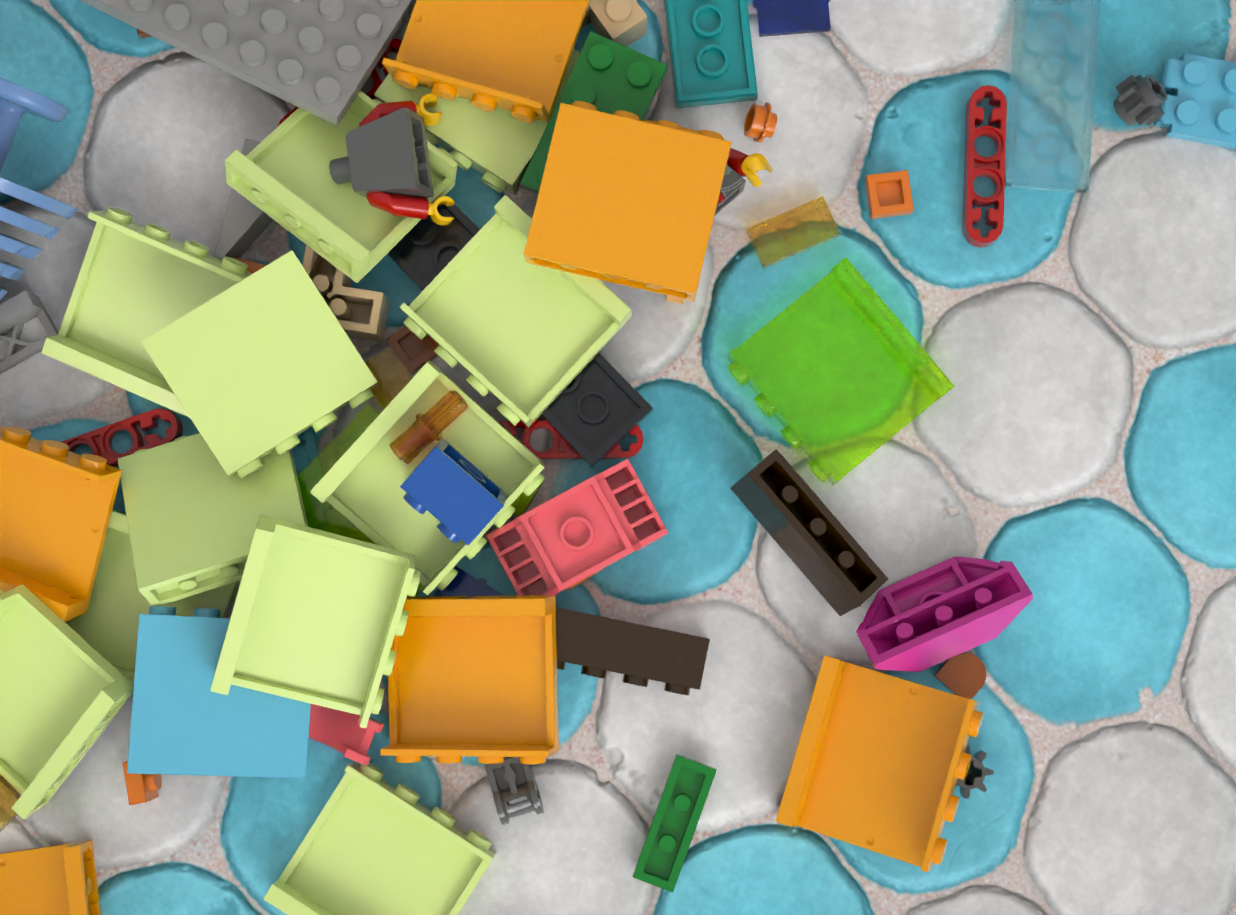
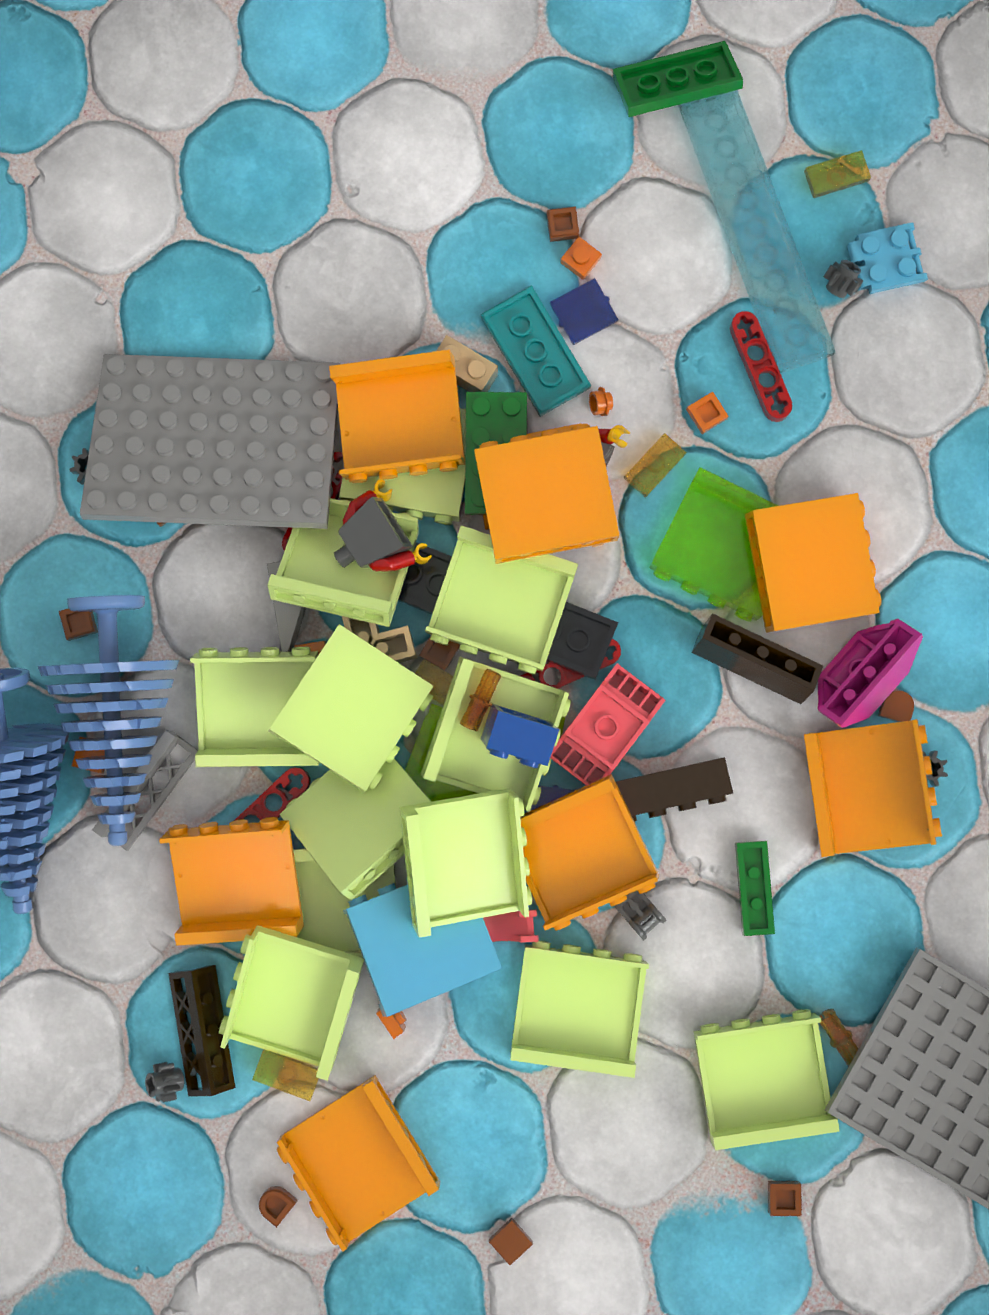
camera: 25 degrees left, 0 degrees up
(936, 442) = (812, 562): none -> light orange panel

